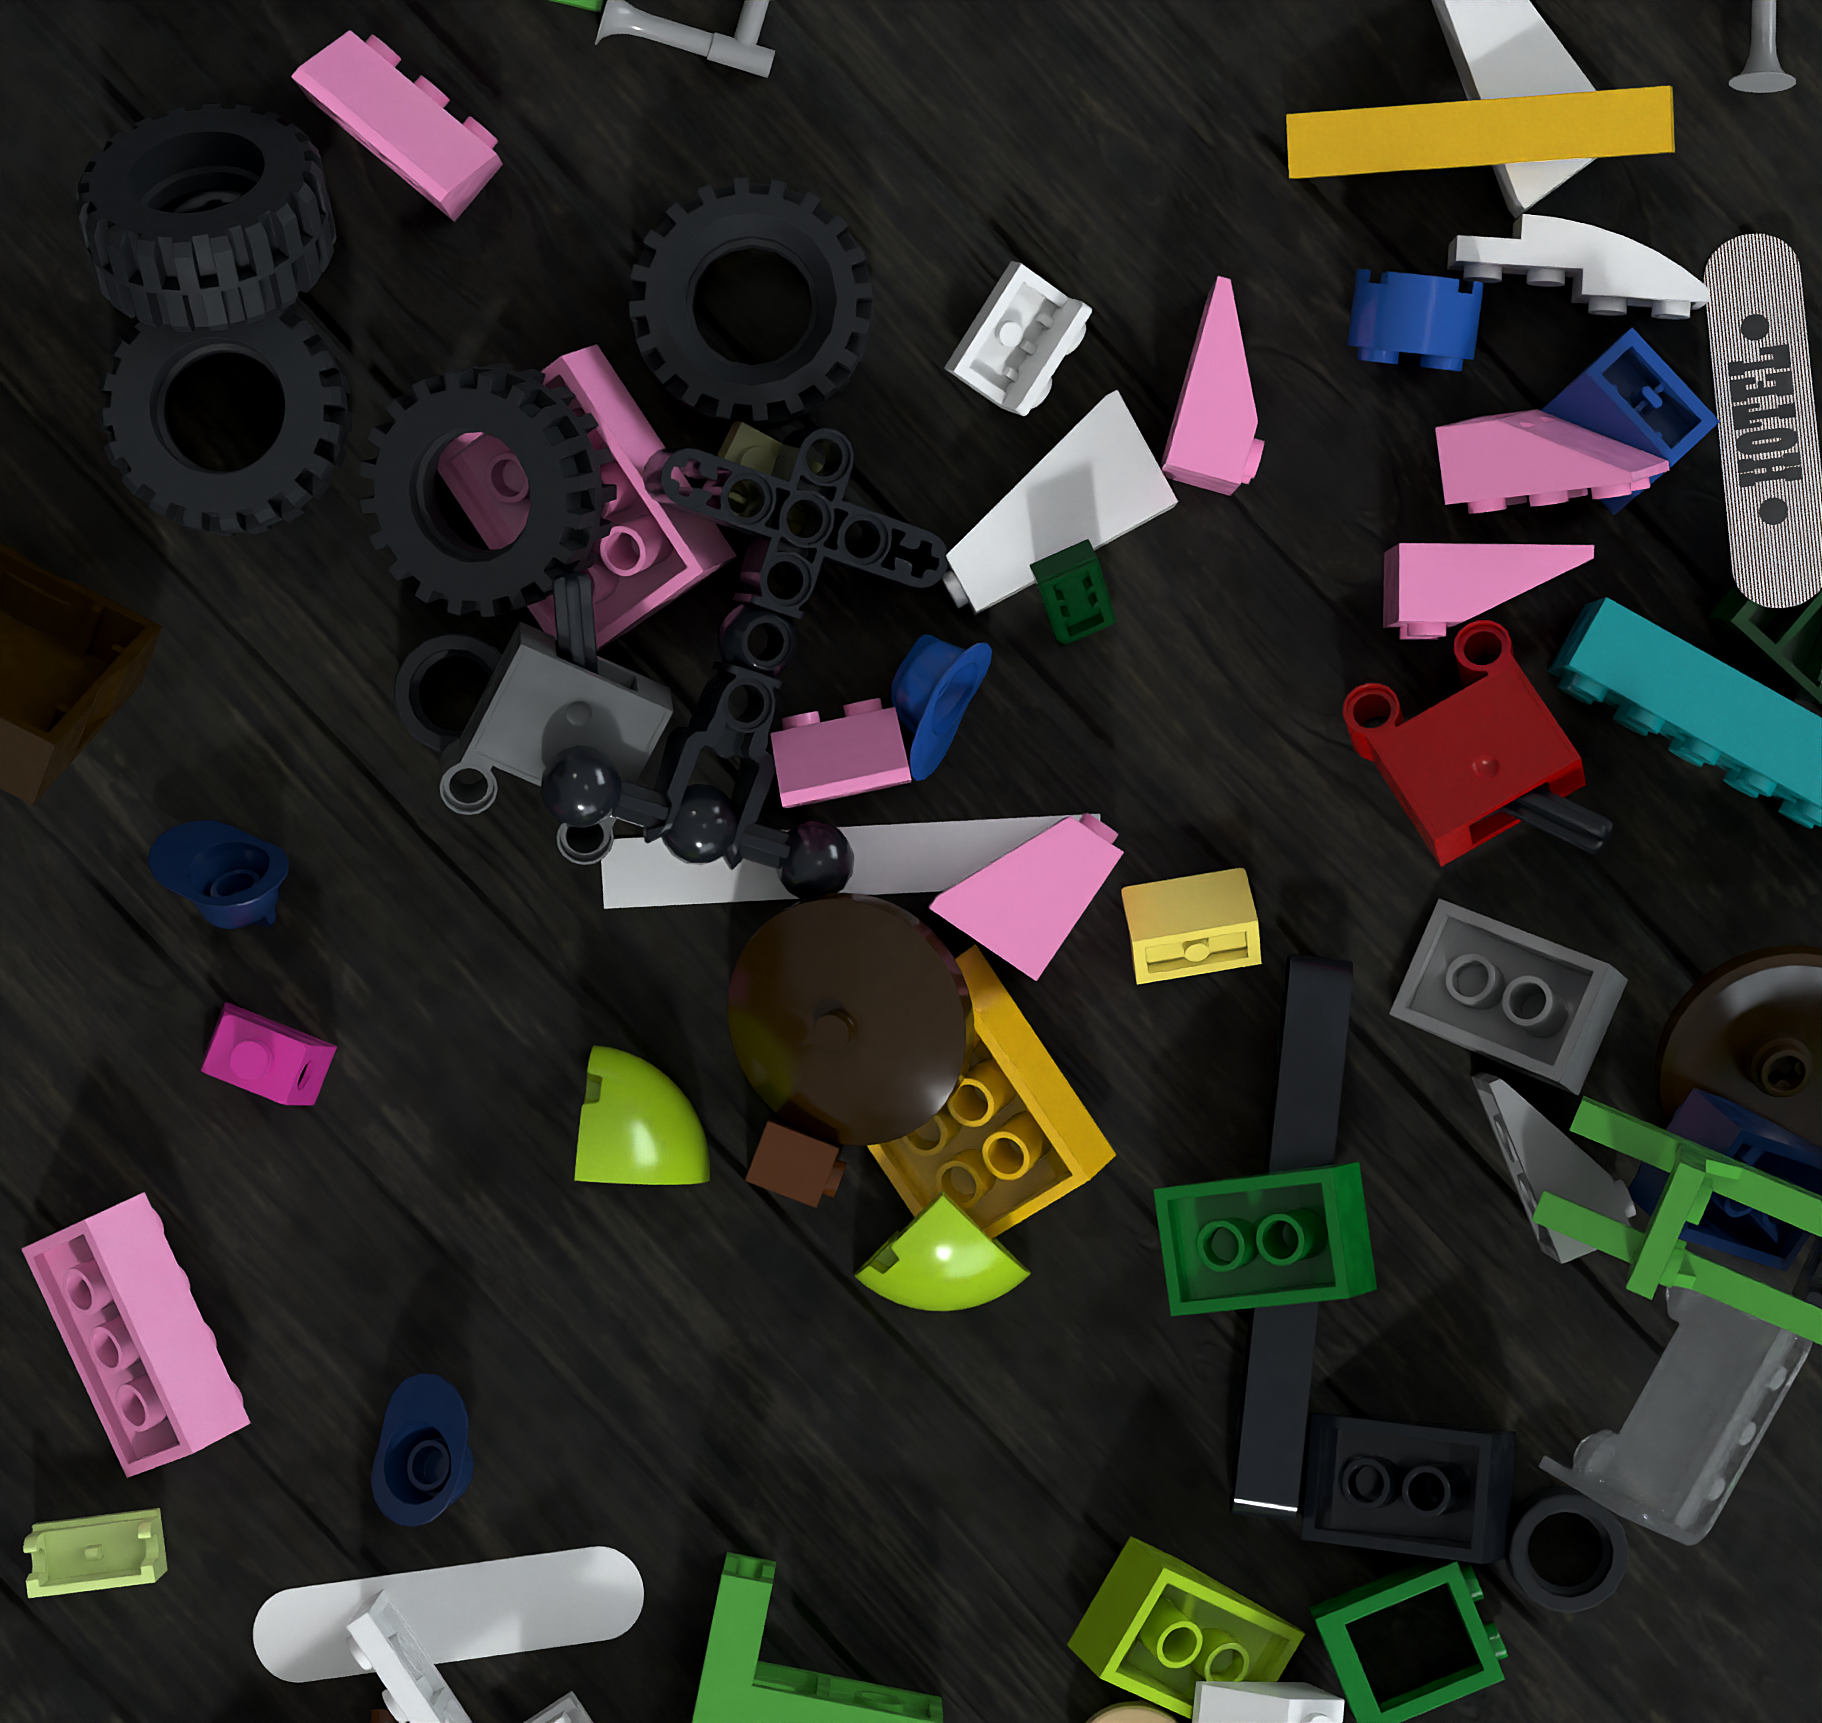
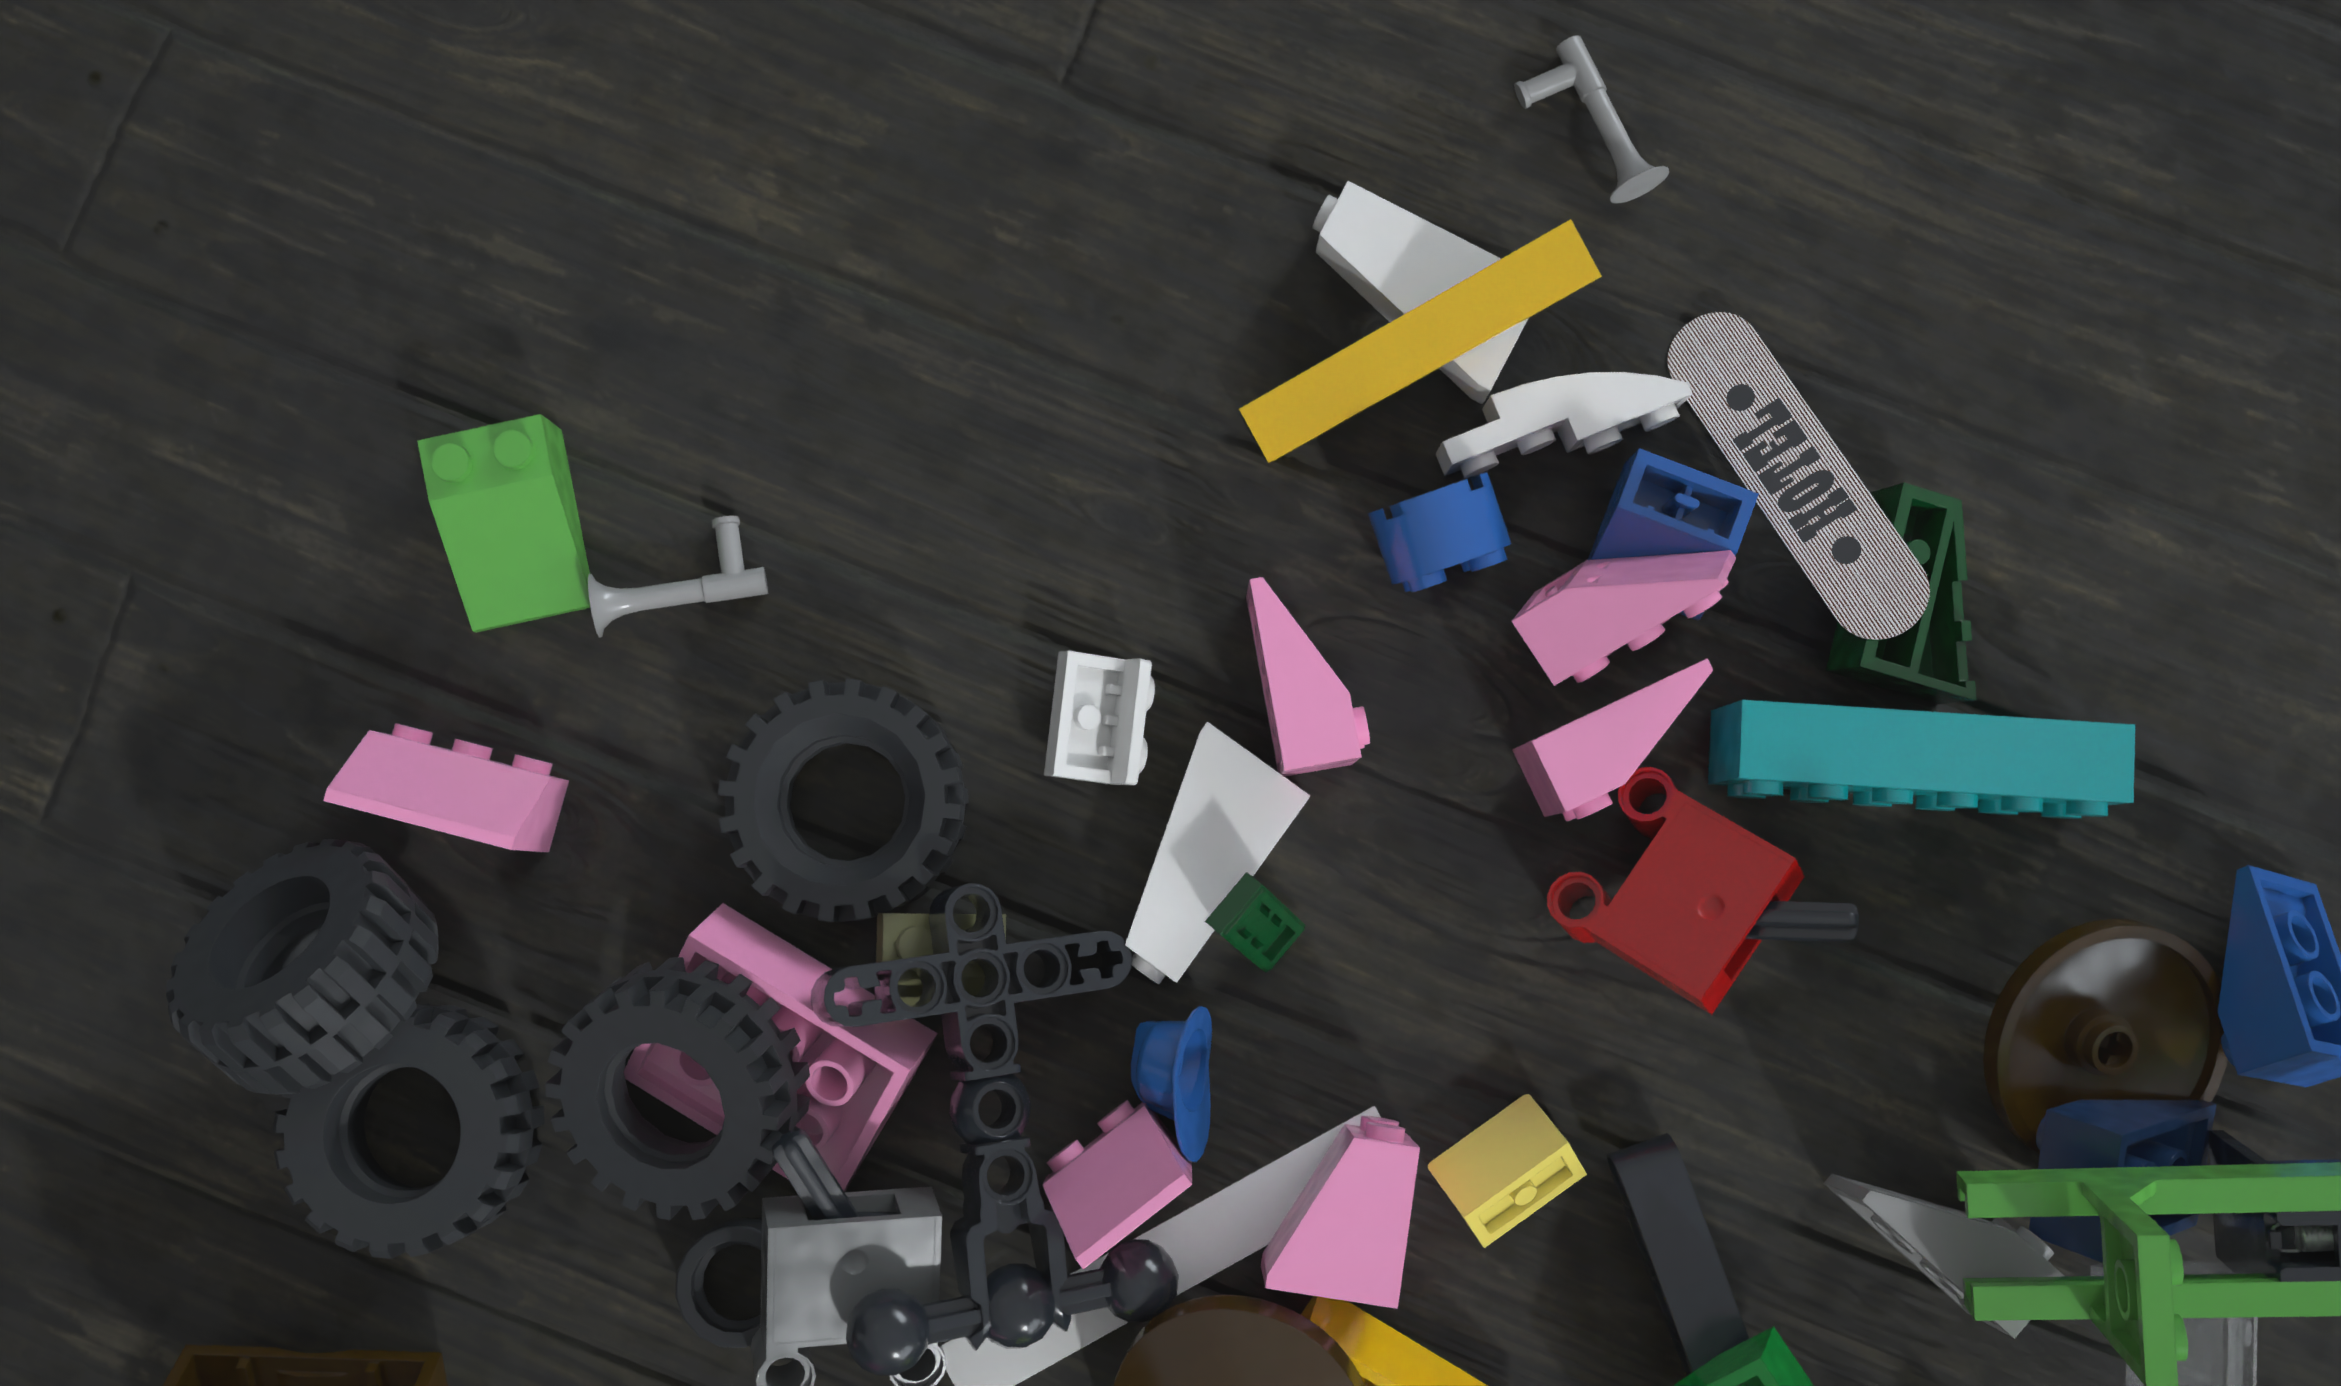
camera: 20 degrees left, 5 degrees down
(1509, 996) = (1825, 1098): light grey slope -> none

